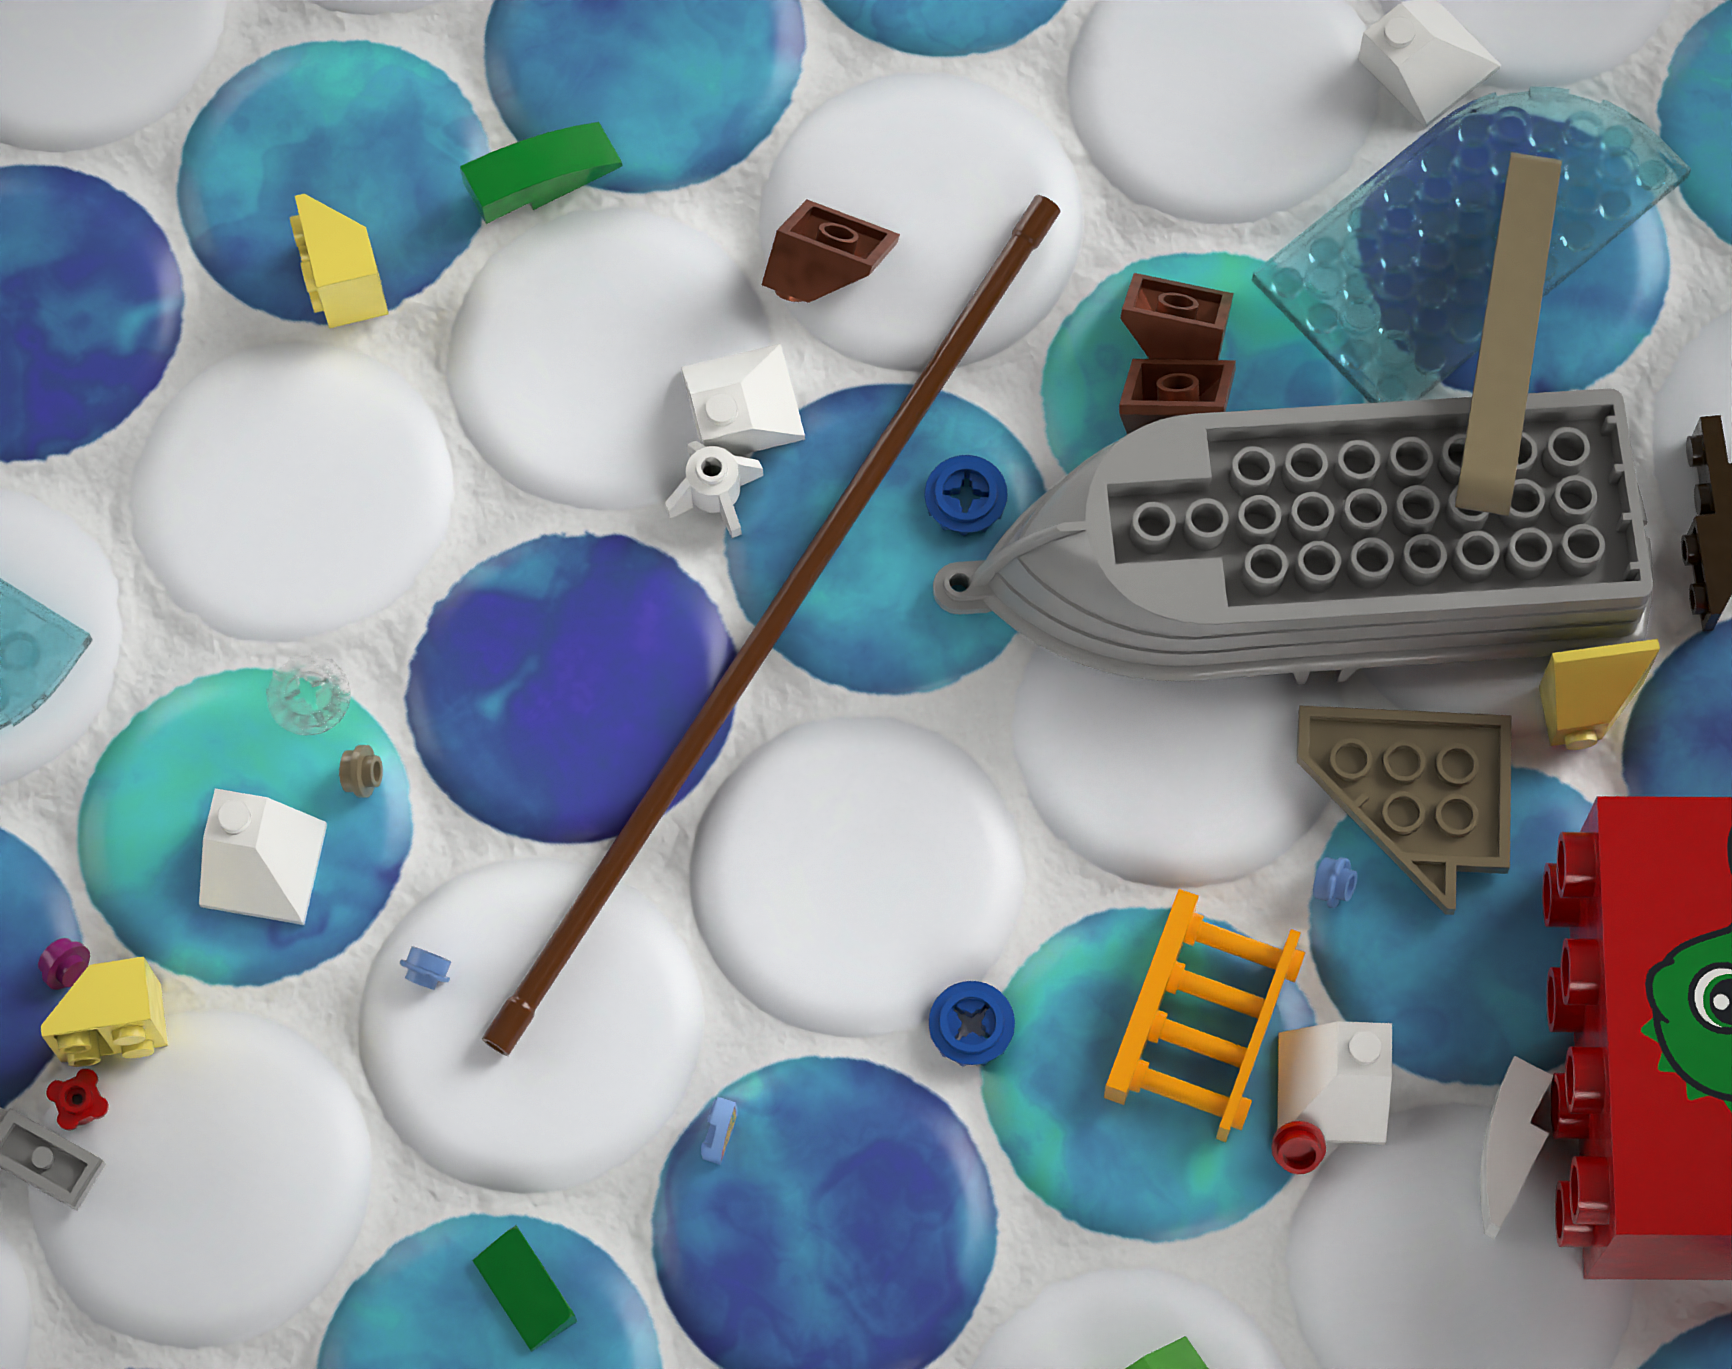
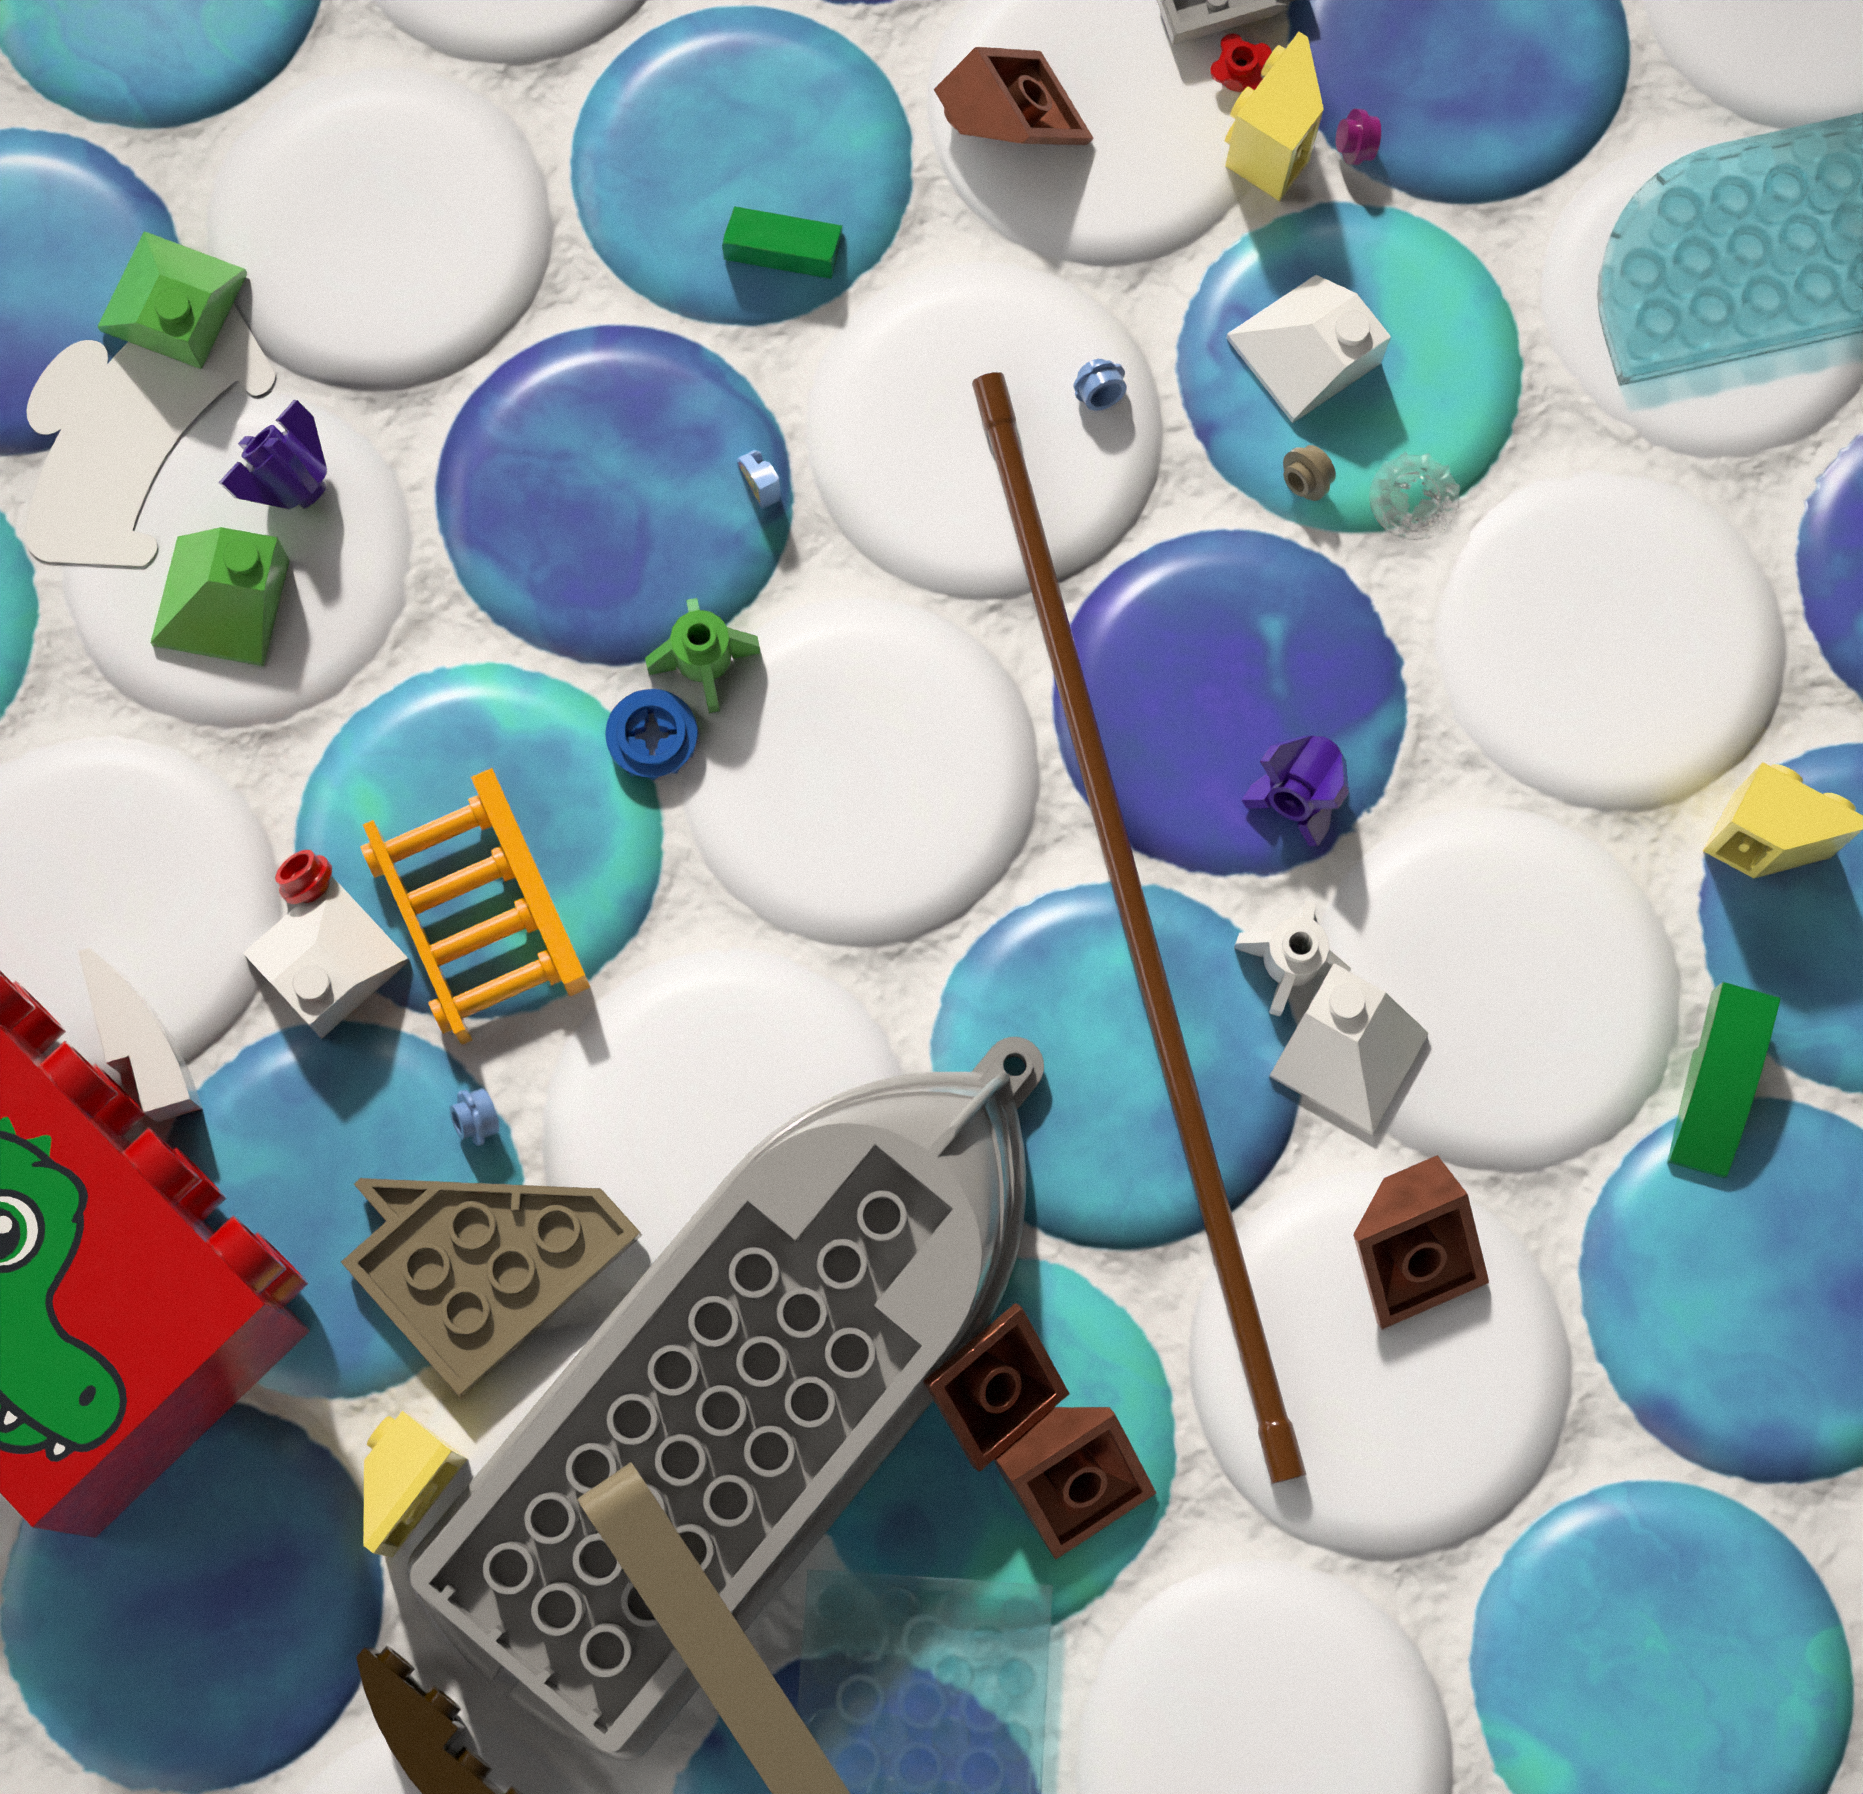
camera: 130 degrees right, 5 degrees up
(266, 1219) = (1010, 99): none -> copper slope
(589, 574) = (1302, 783): none -> dark purple brick
(884, 1055) = (705, 661): none -> bright green brick
(947, 481) = (1089, 1123): blue gear -> none

